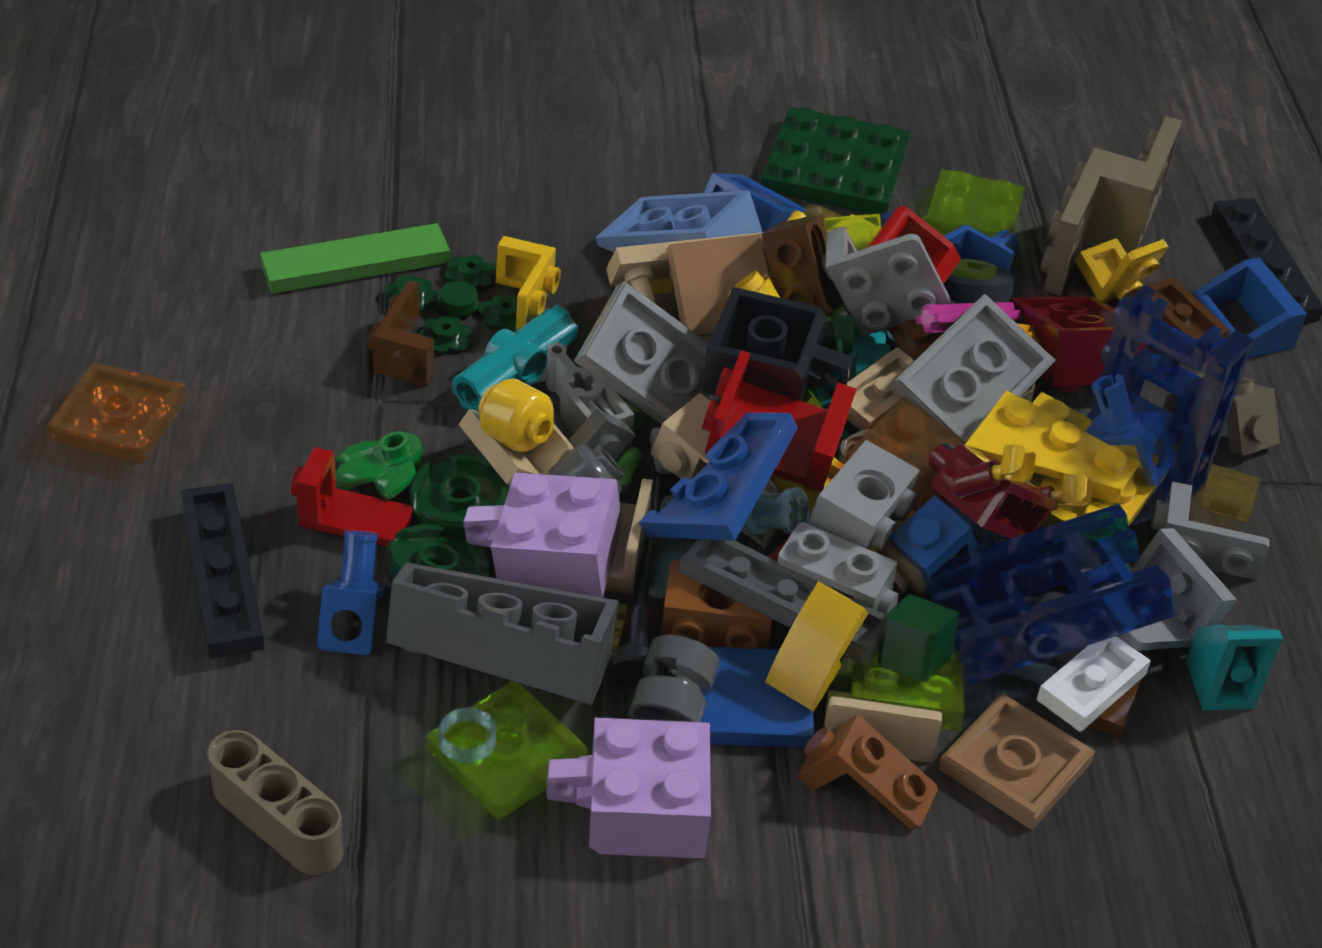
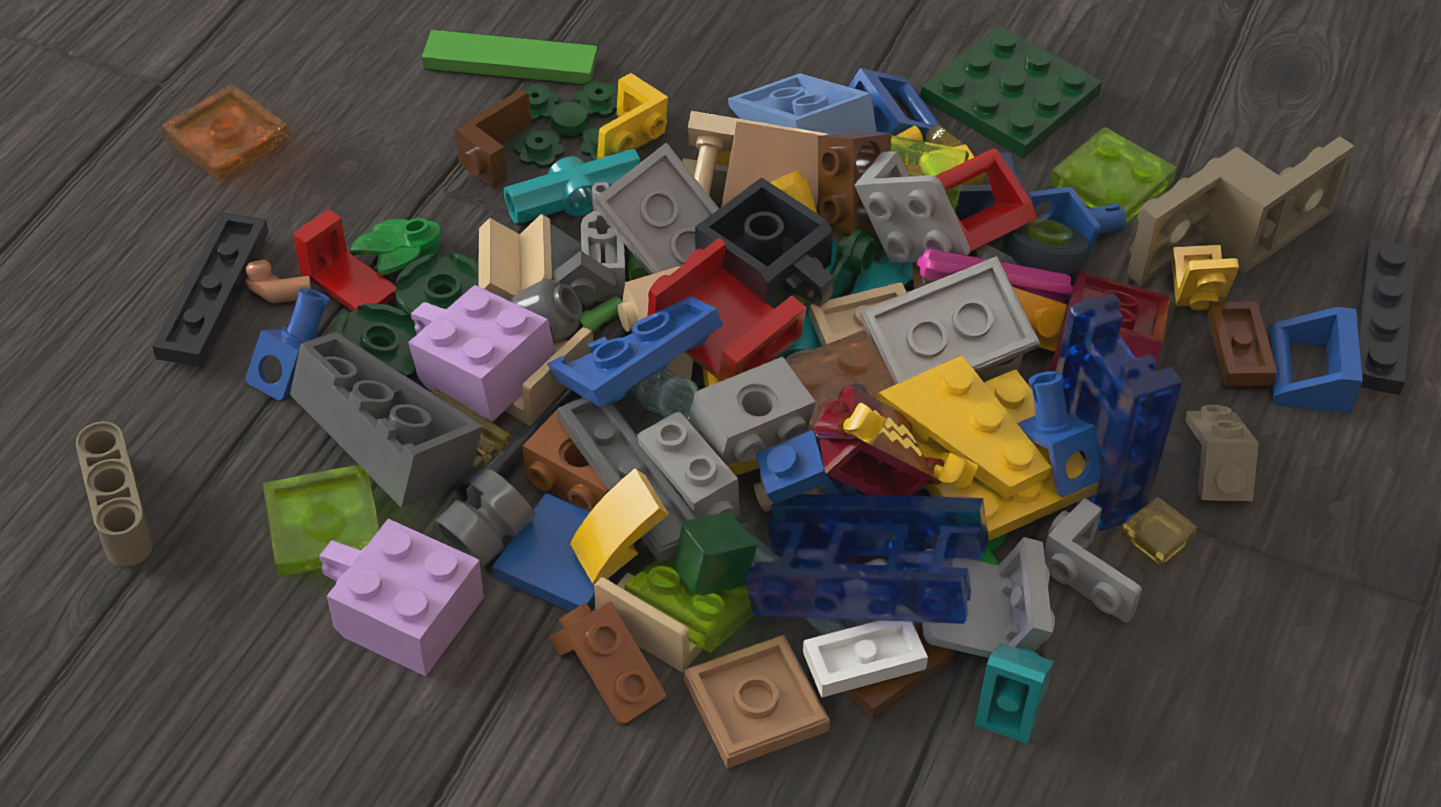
camera: 30 degrees right, 5 degrees up
(284, 550) = (270, 286): none -> nougat arm
(461, 715) = (286, 477): clear light blue axle -> none
(516, 415) = (513, 233): yellow head -> none

